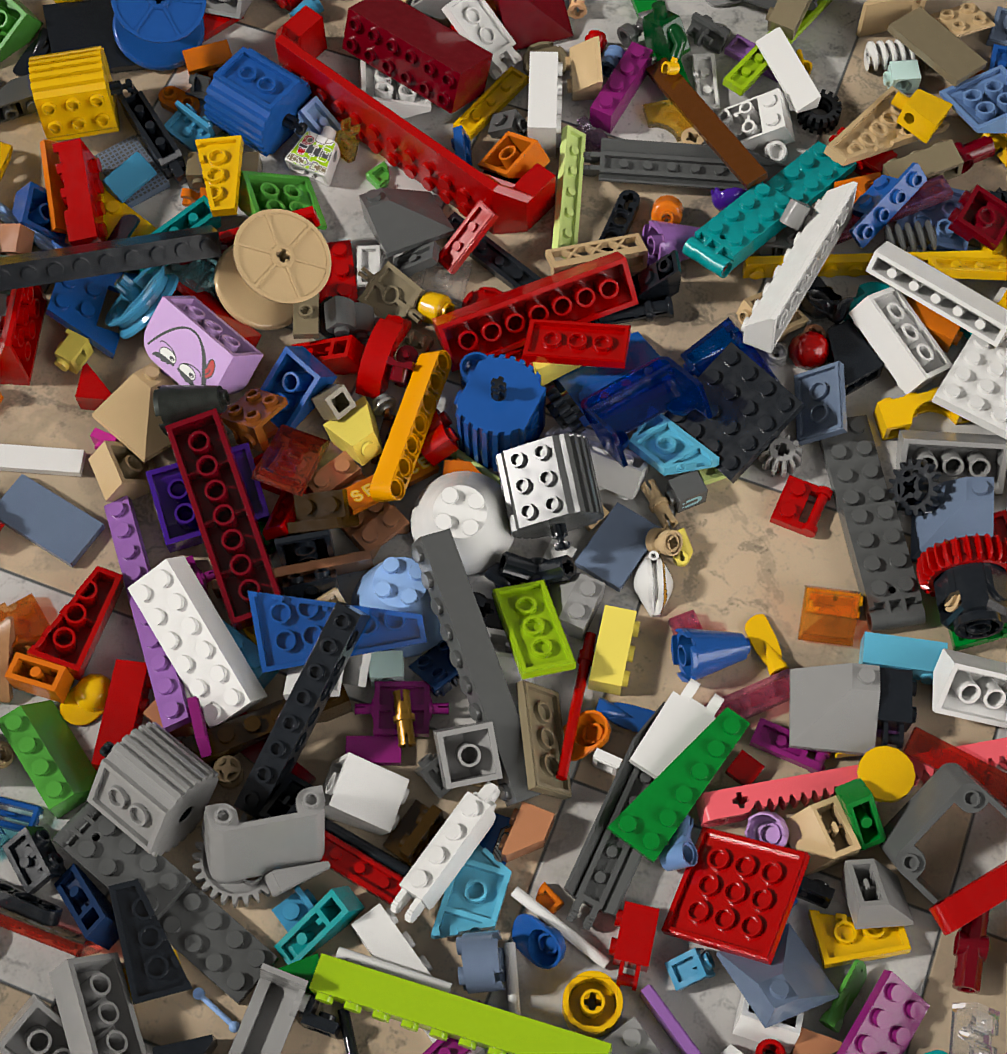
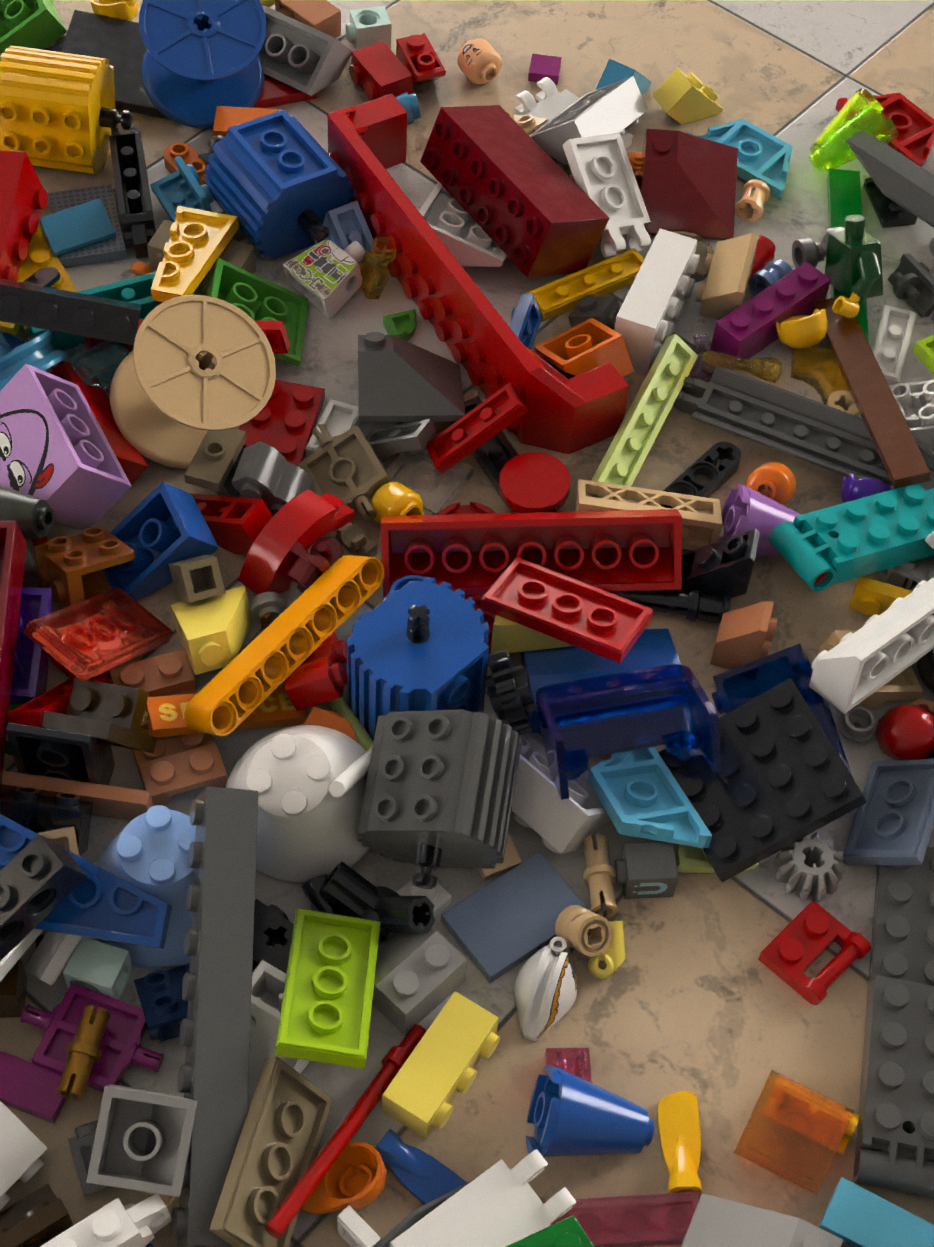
camera: 15 degrees right, 10 degrees down
(496, 494) = (351, 775): none -> white bar
(517, 262) = (534, 483): none -> red tile
(631, 128) = (764, 368): none -> clear yellow piece
(647, 92) = (803, 330): none -> yellow hair
(689, 322) = (744, 635): none -> nougat slope

